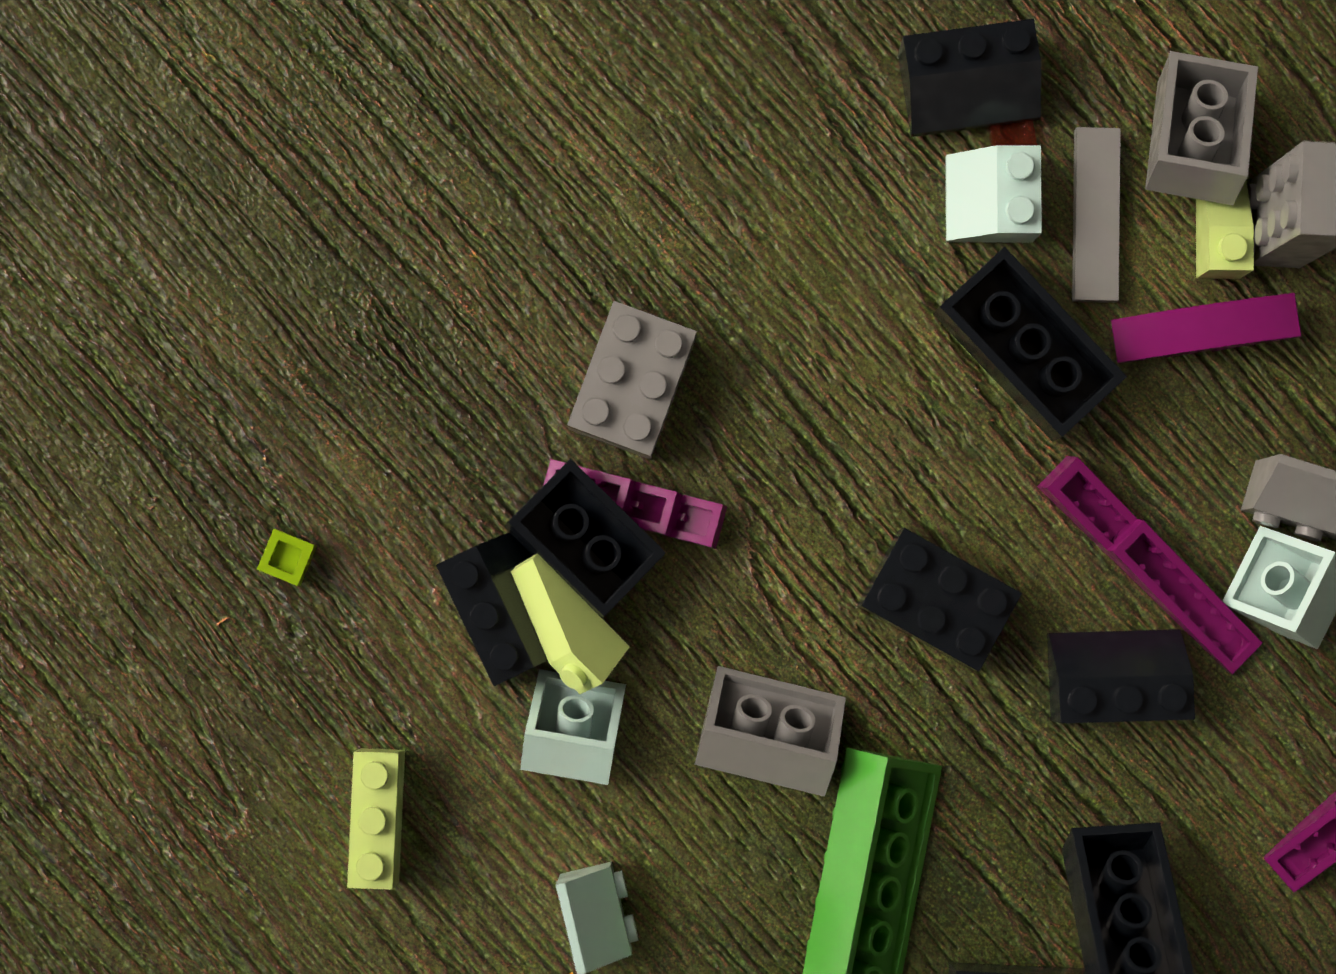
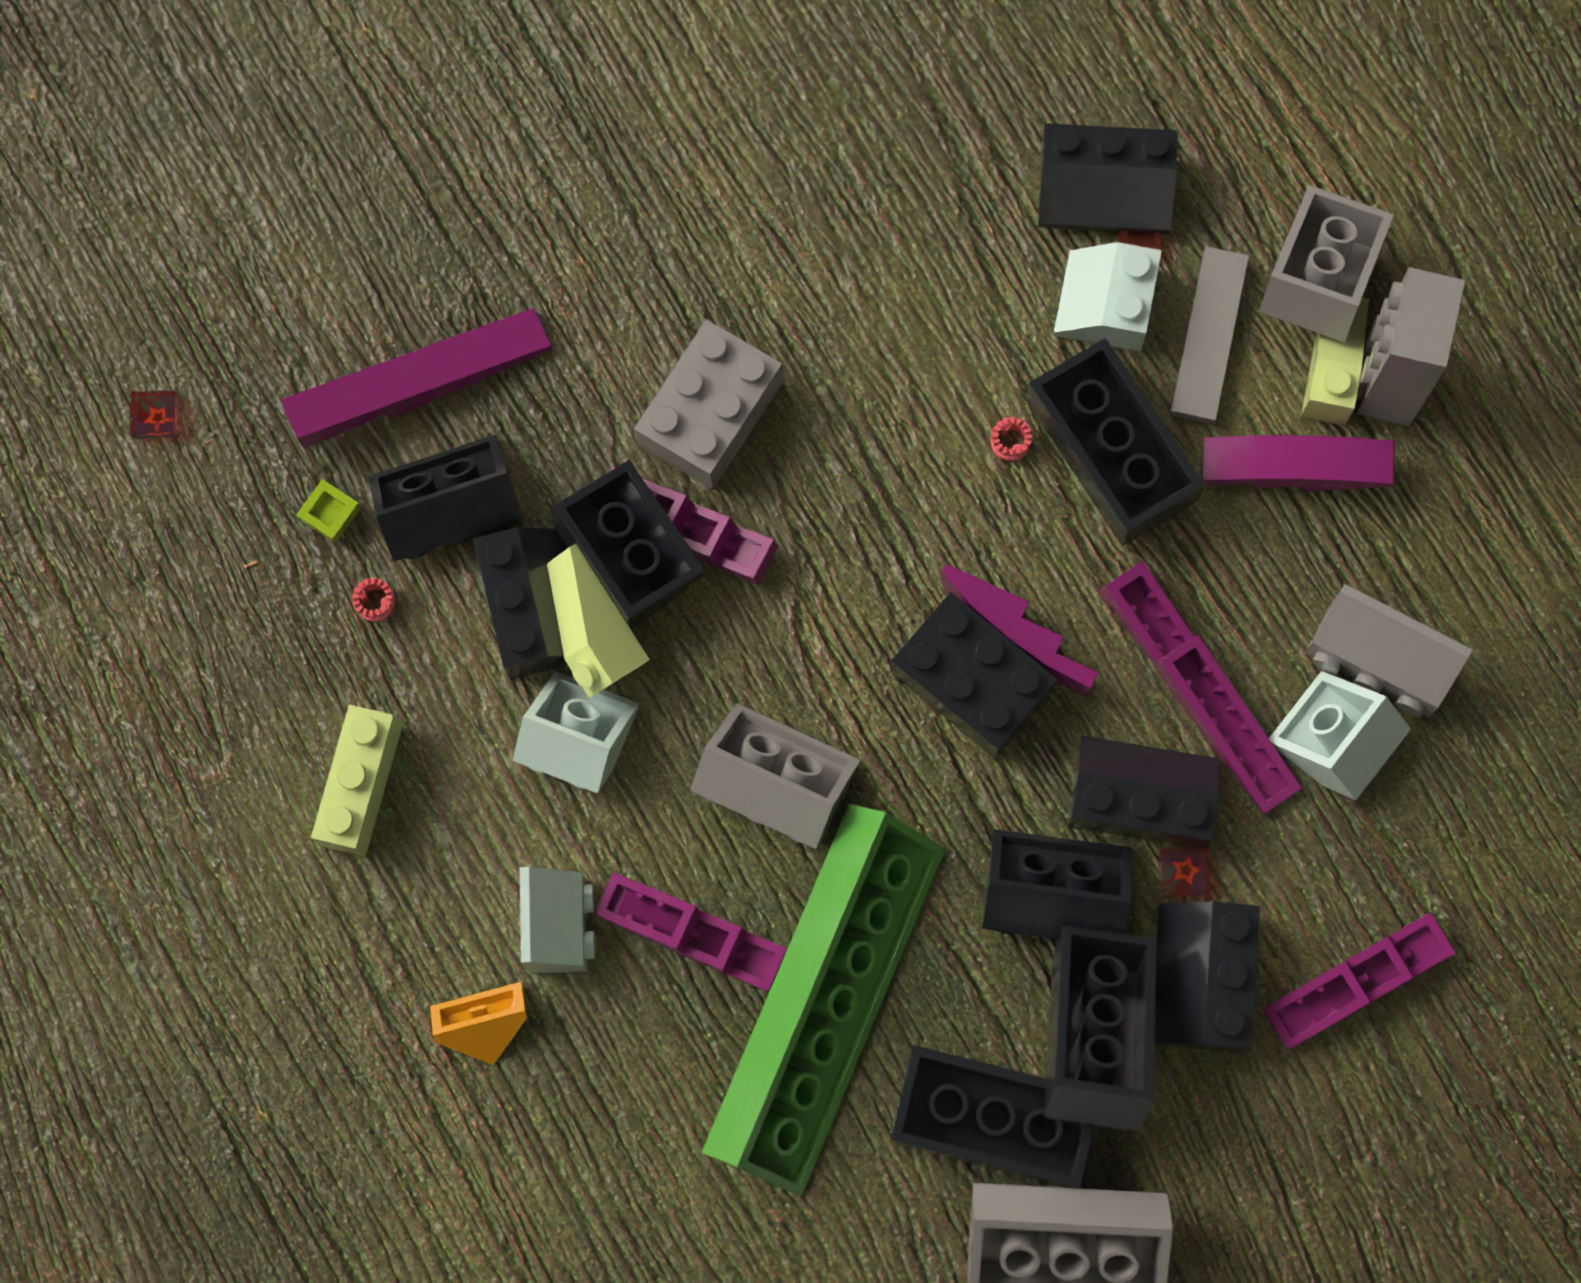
camera: 20 degrees right, 10 degrees down
(92, 491) = (154, 414): none -> clear red tile
(336, 633) = (360, 597): none -> coral bush
(339, 408) = (414, 378): none -> magenta slope
(395, 522) = (444, 498): none -> black slope
(723, 896) = (690, 932): none -> magenta slope
(917, 346) = (1003, 428): none -> coral bush
(957, 536) = (1007, 615): none -> magenta slope
(1055, 784) = (1056, 882): none -> black slope
(1167, 744) = (1184, 872): none -> clear red tile
(1211, 840) = (1206, 975): none -> black slope

